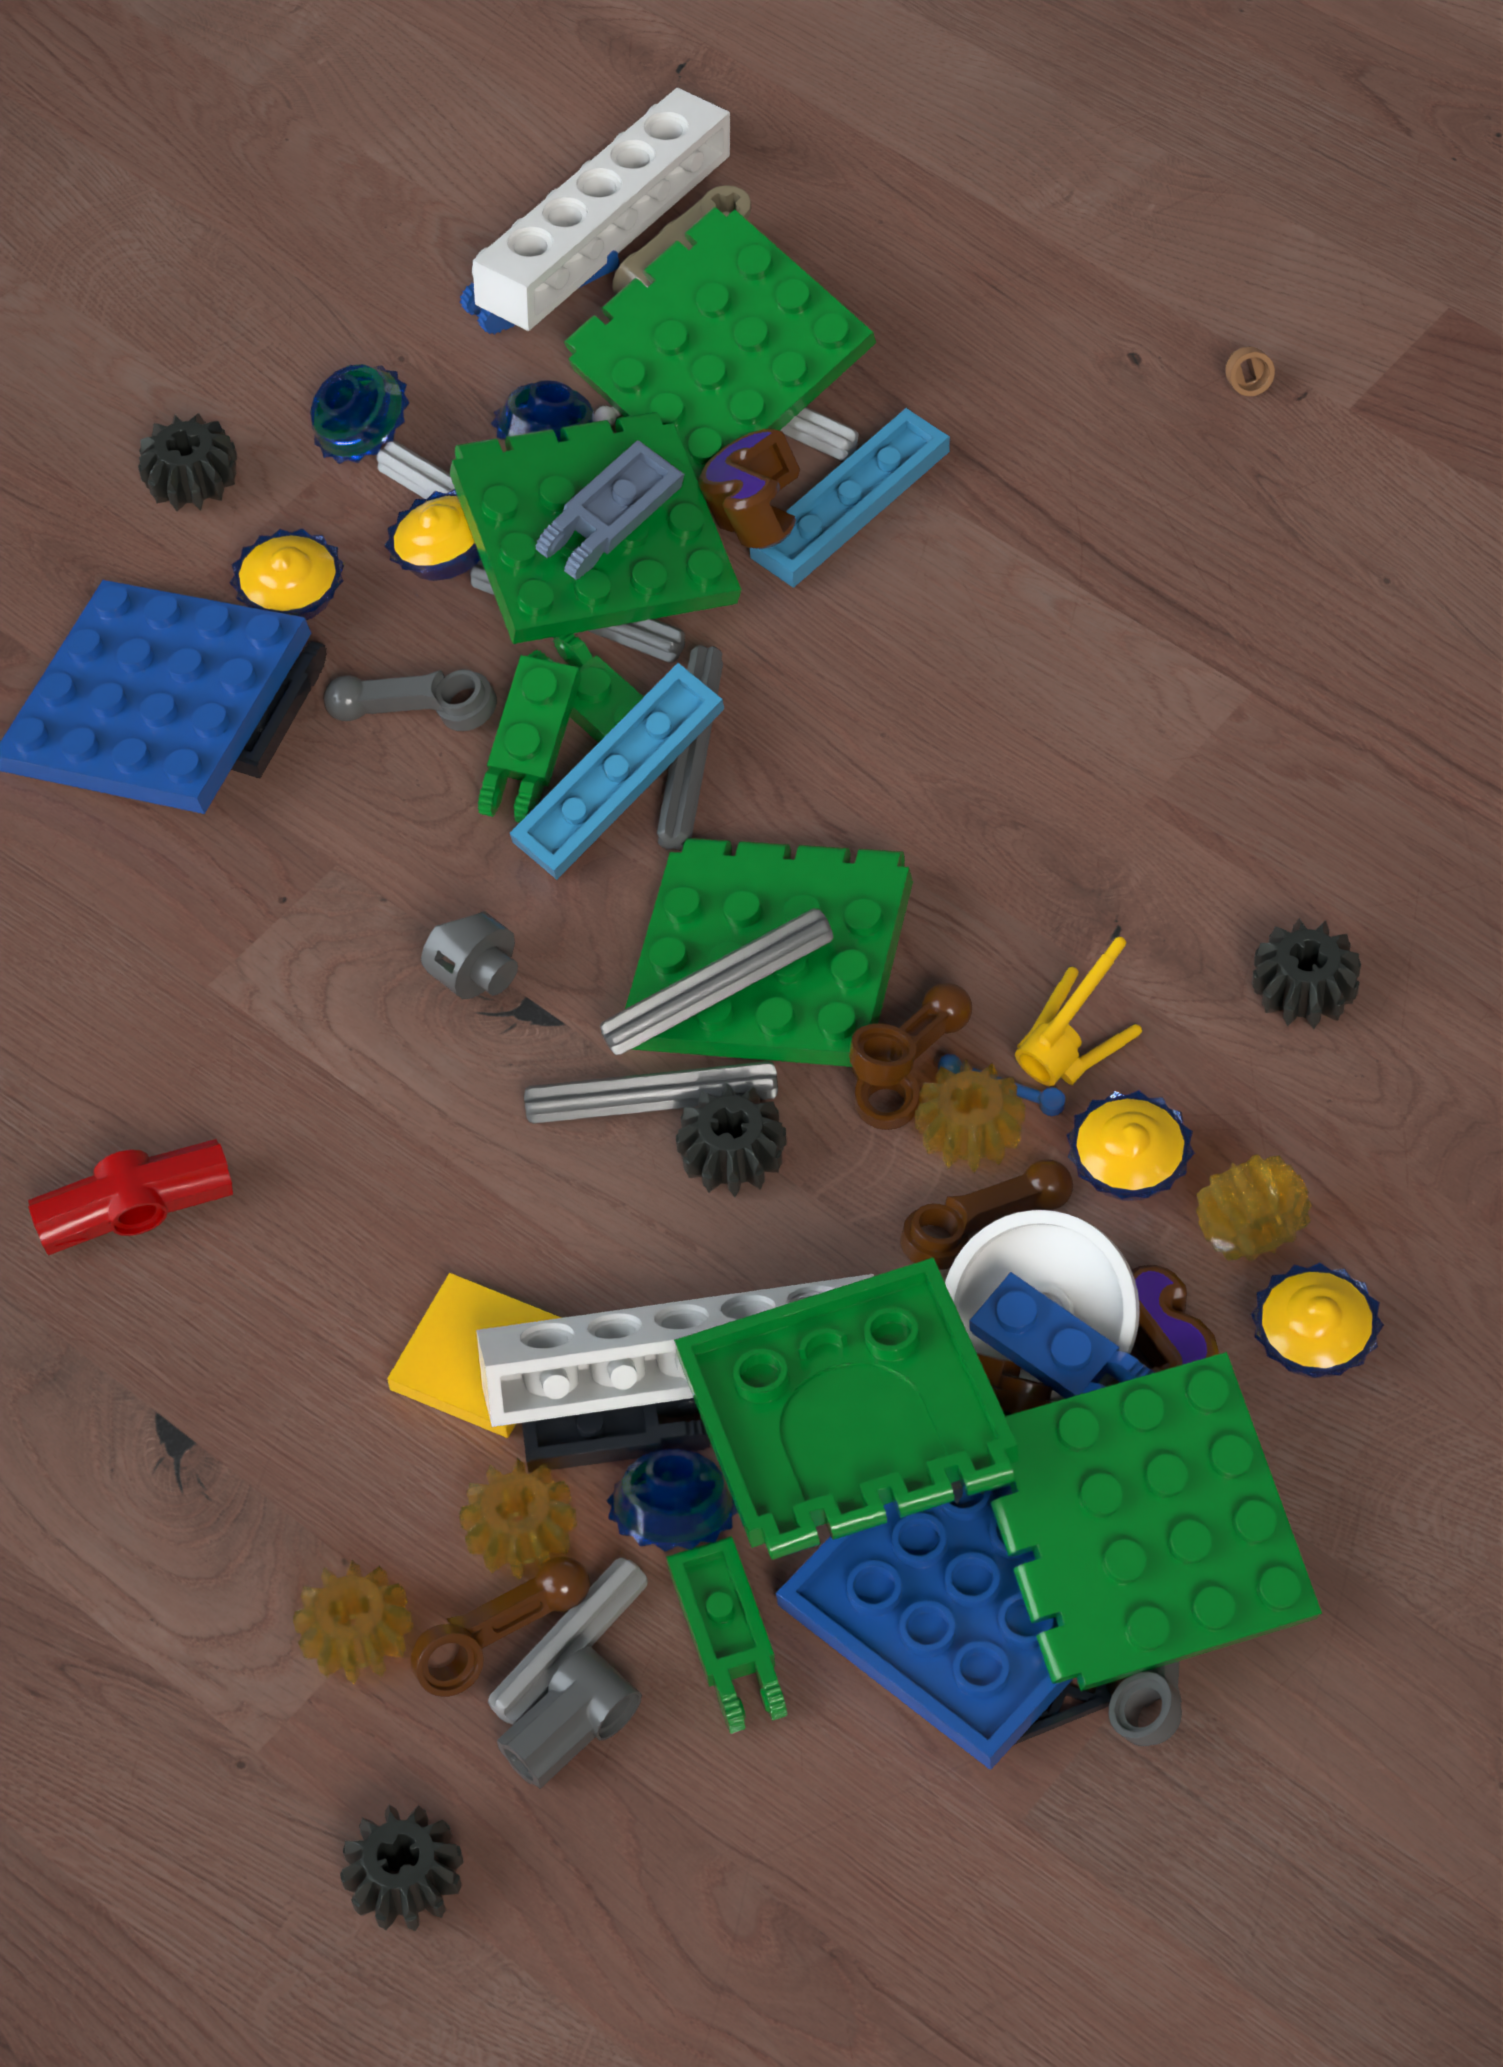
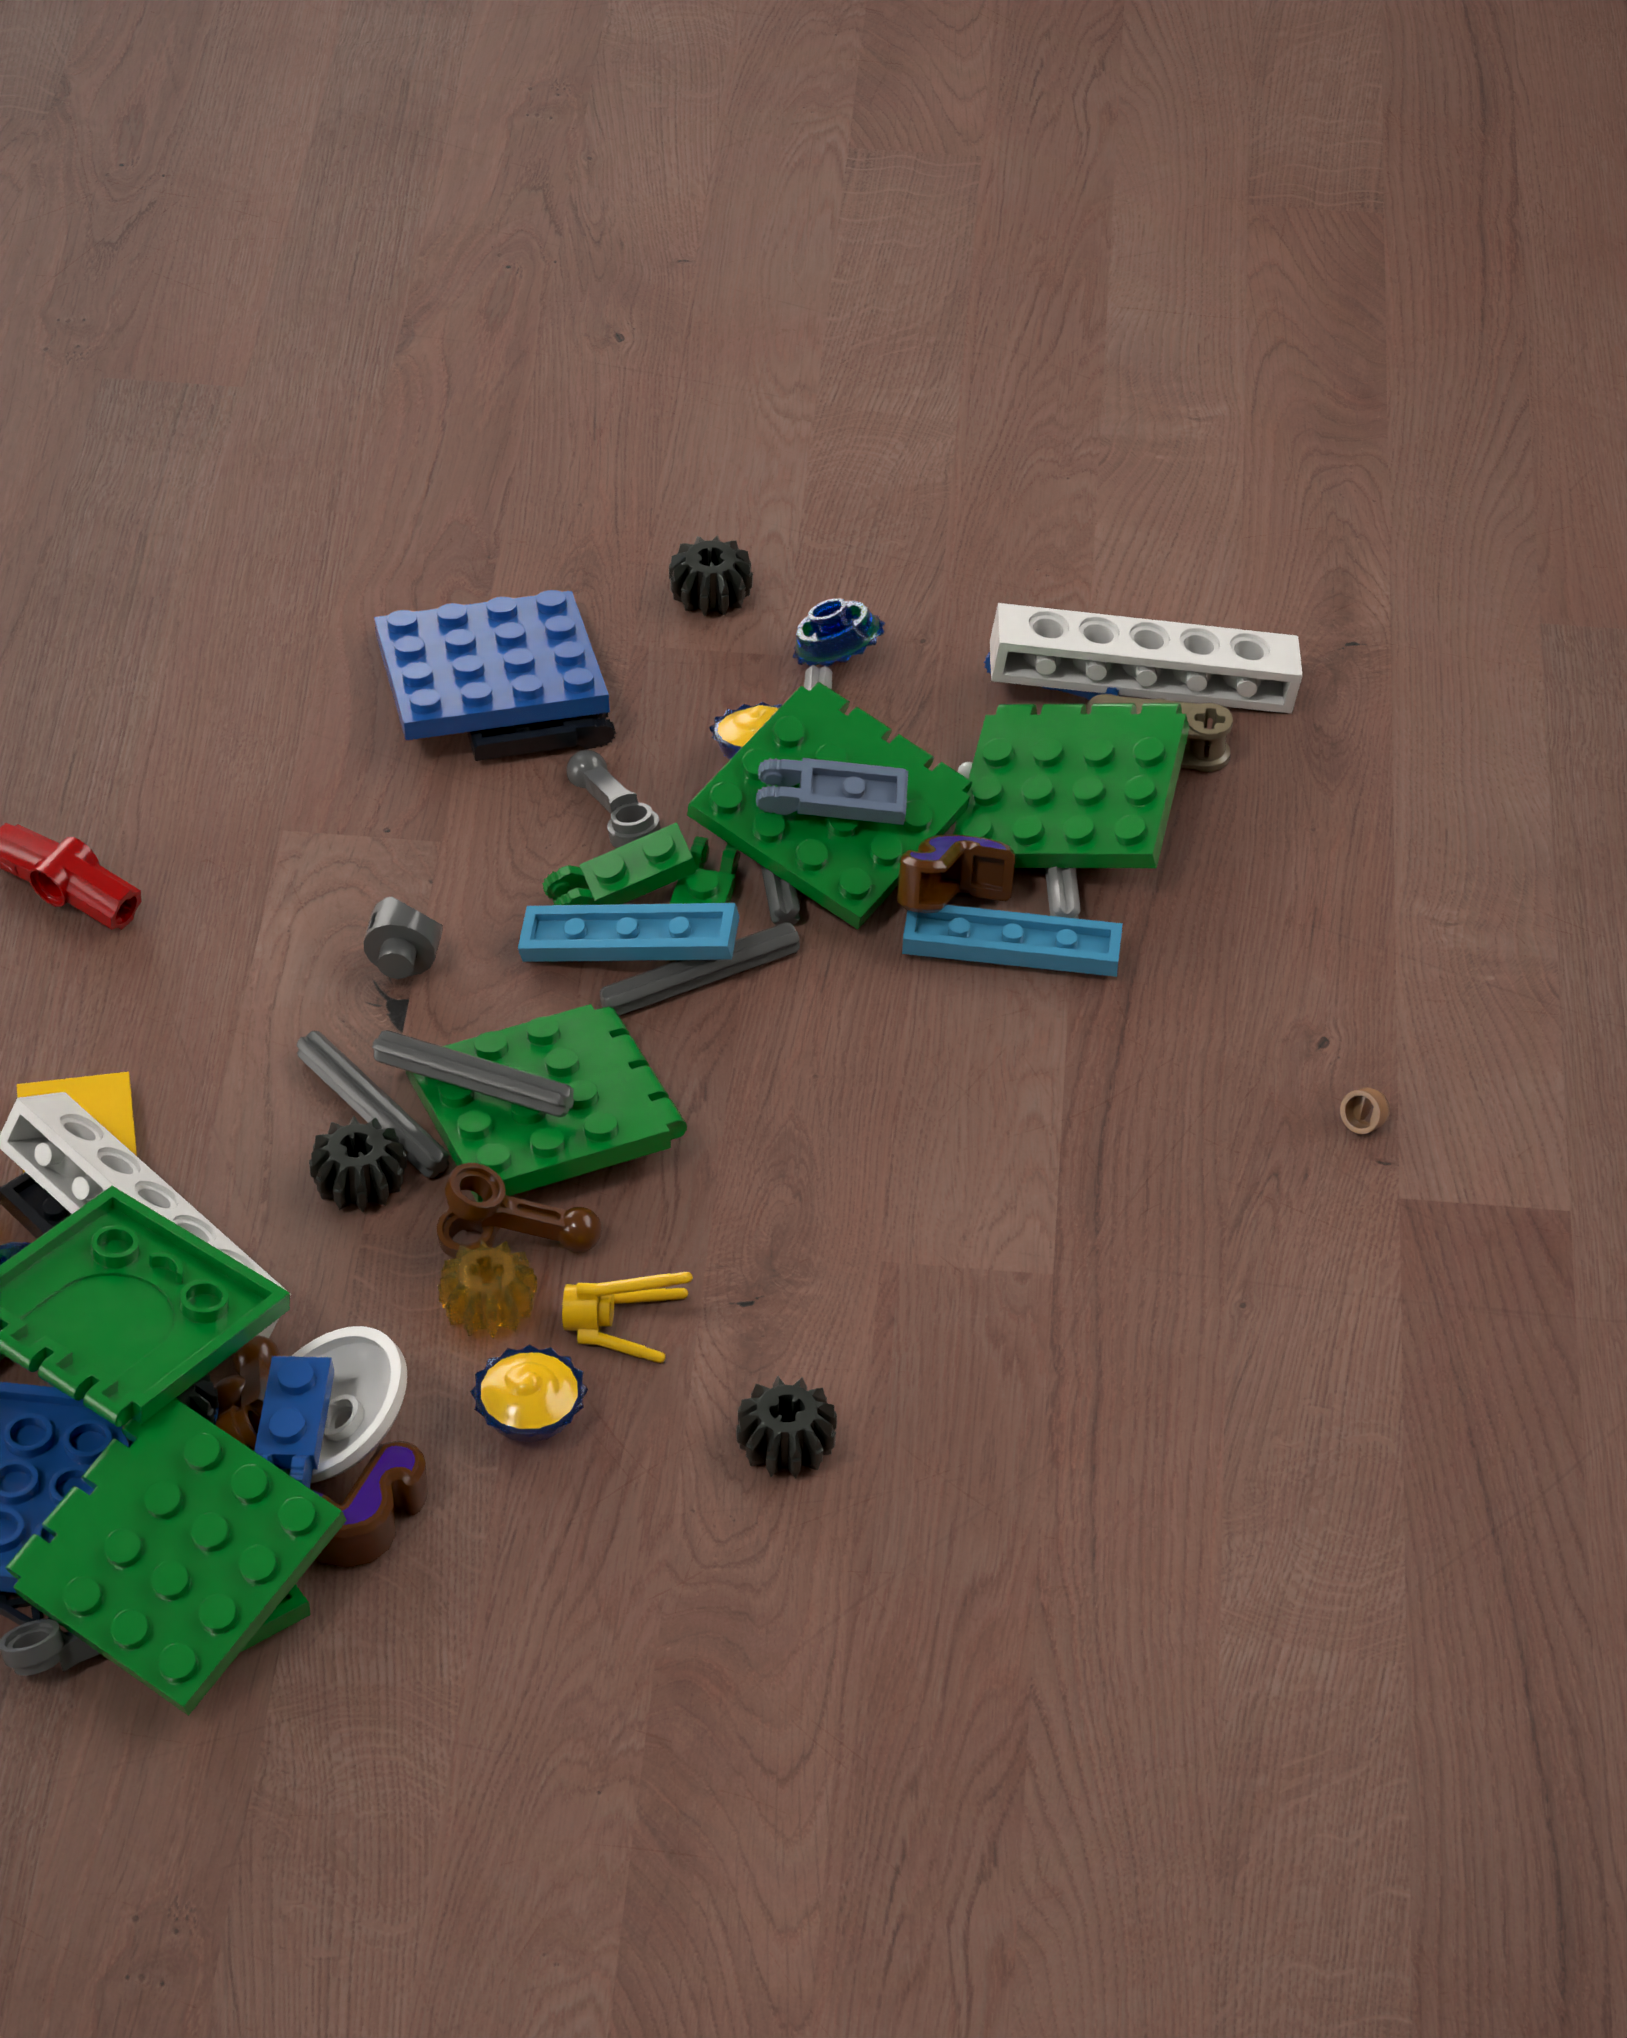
camera: 50 degrees right, 10 degrees down
(288, 573) = (652, 676): yellow piece -> none
(541, 408) = (929, 728): clear blue piece -> none
(1042, 1186) = (419, 1342): reddish brown piece -> none
(1050, 1100) = (551, 1335): blue hinge -> none
(1253, 1208) = (525, 1491): clear yellow gear -> none
(1317, 1321) = (454, 1584): yellow piece -> none

